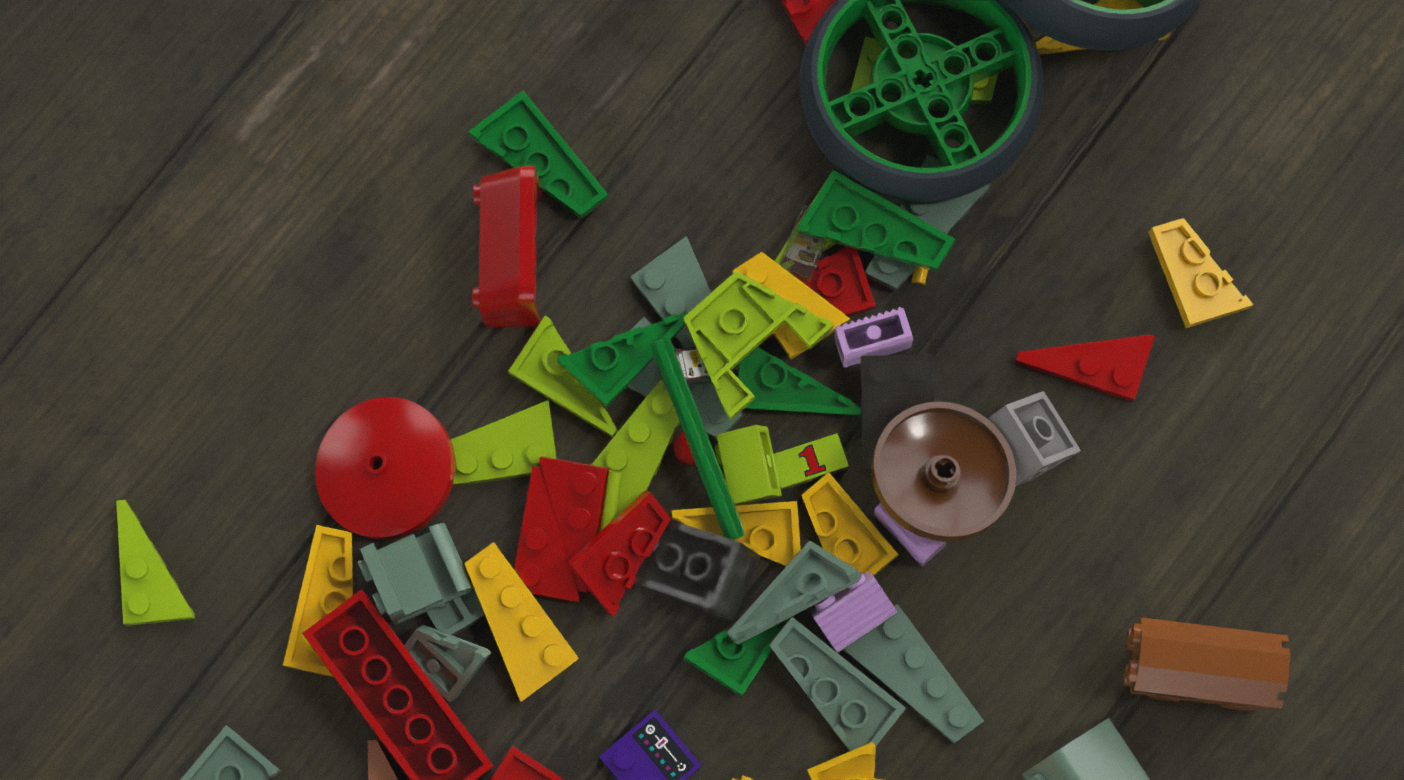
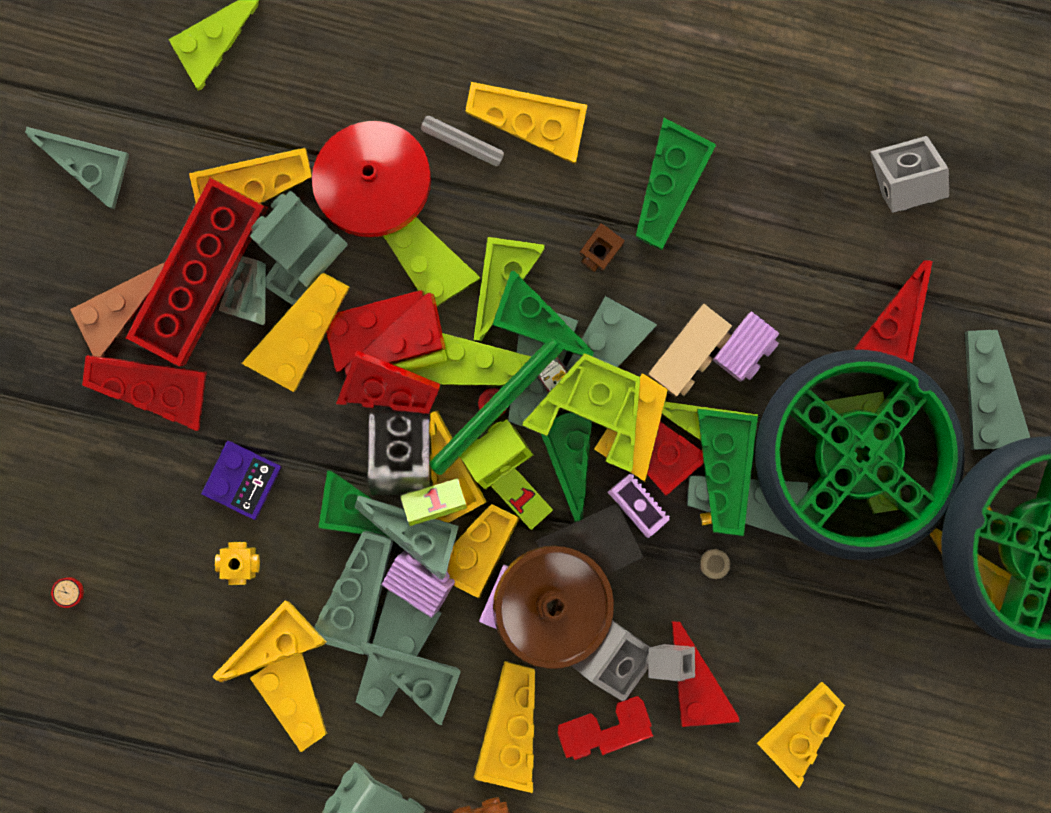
camera: 60 degrees right, 10 degrees up
(390, 355) = (462, 141): none -> light grey axle
(406, 264) = (537, 119): none -> yellow wing
(508, 248) = (581, 190): red windscreen -> none
(575, 246) = (603, 238): none -> reddish brown brick
(731, 211) = (690, 351): none -> tan brick
(753, 153) = (746, 347): none -> lavender brick
(771, 553) = (433, 502): none -> tile
(802, 251) = (683, 419): clear smoke tile -> none
(962, 655) = (423, 680): none -> sand green wing
(972, 289) = (714, 564): none -> dark tan tile
(1058, 377) = (671, 662): none -> light grey brick
(1073, 595) = (508, 740): none -> yellow wing
(1096, 506) = (585, 733): none -> red piece

